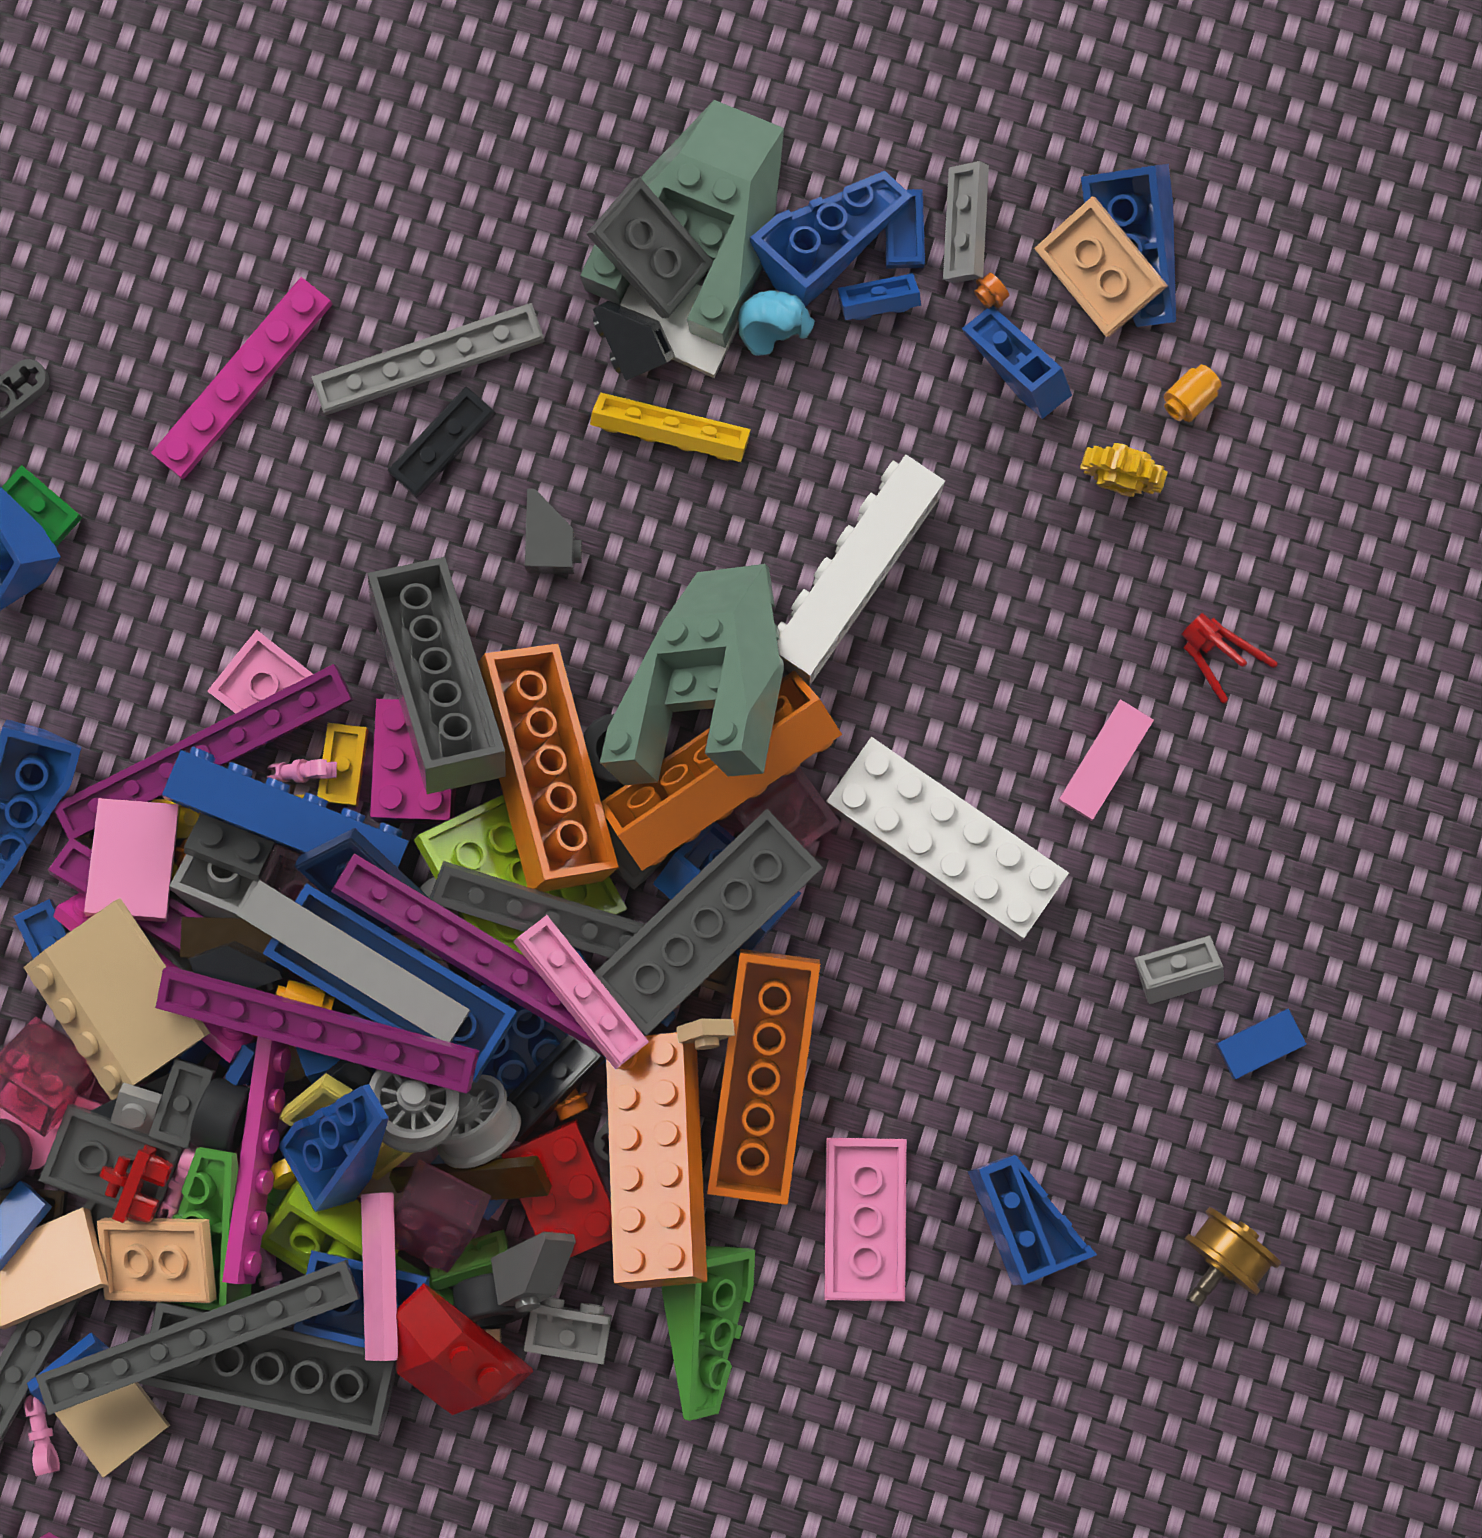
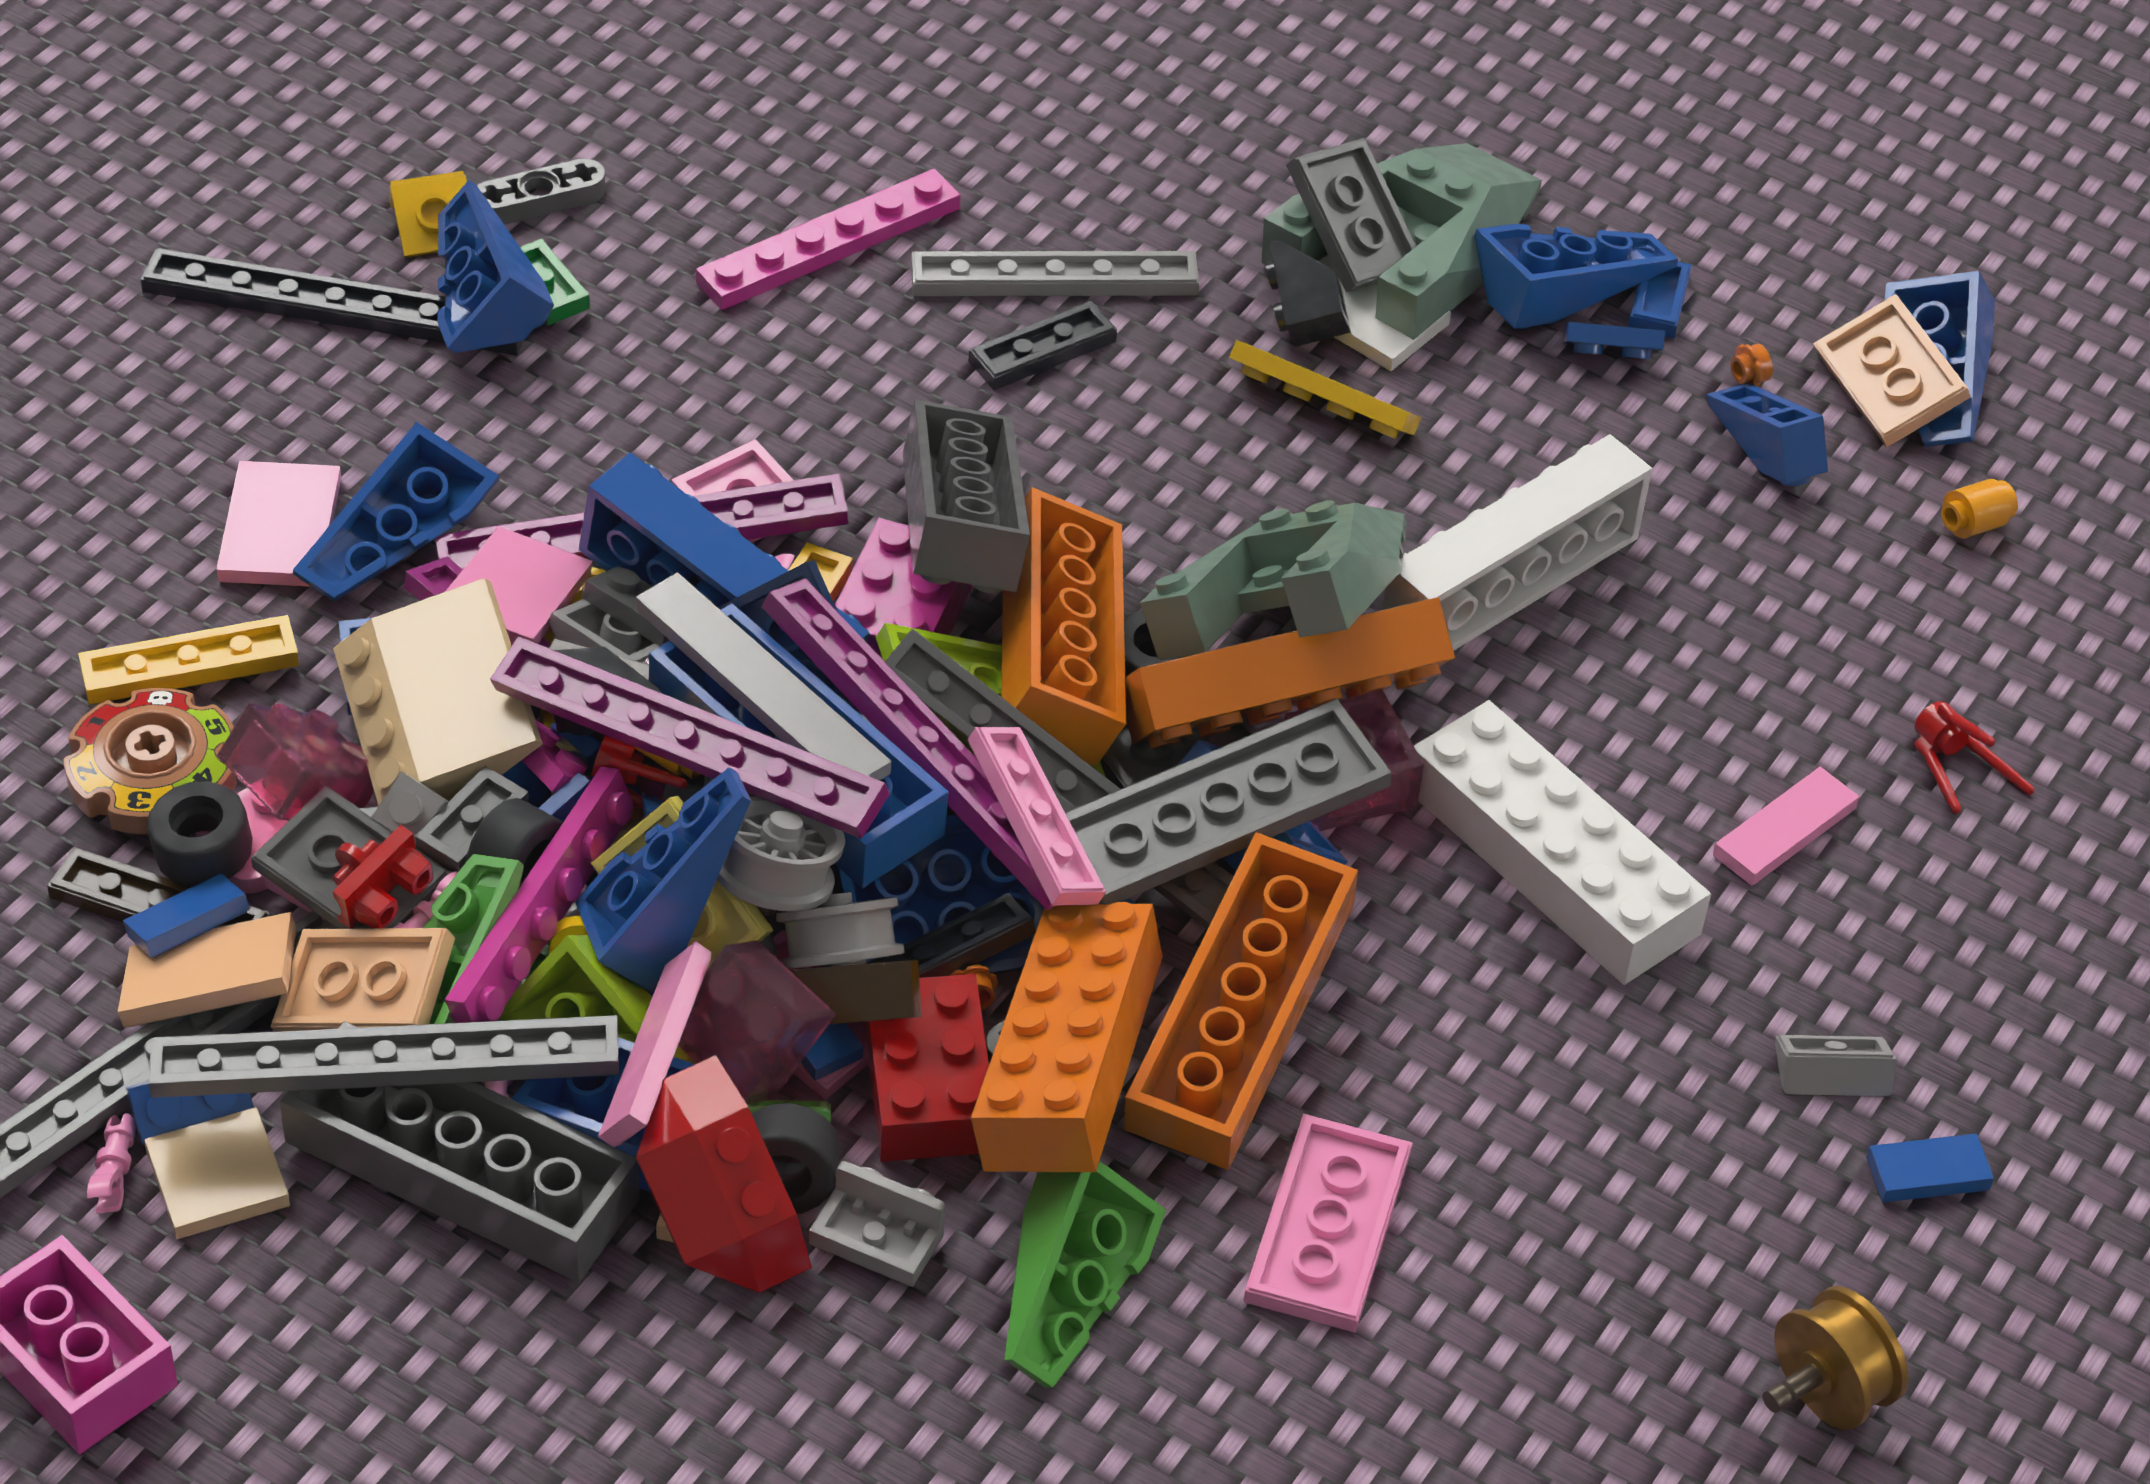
camera: 10 degrees right, 35 degrees down
(531, 1270) = (864, 1097): dark grey slope -> none
(549, 539) = (1142, 449): dark grey slope -> none
(705, 1032) = (1183, 904): tan plate -> none
(771, 318) = (1480, 318): medium azure hair -> none
(965, 222) = (1736, 300): light grey plate -> none
(1025, 1223) = (1553, 1266): blue wedge -> none
(1124, 470) = (1877, 537): yellow gear -> none

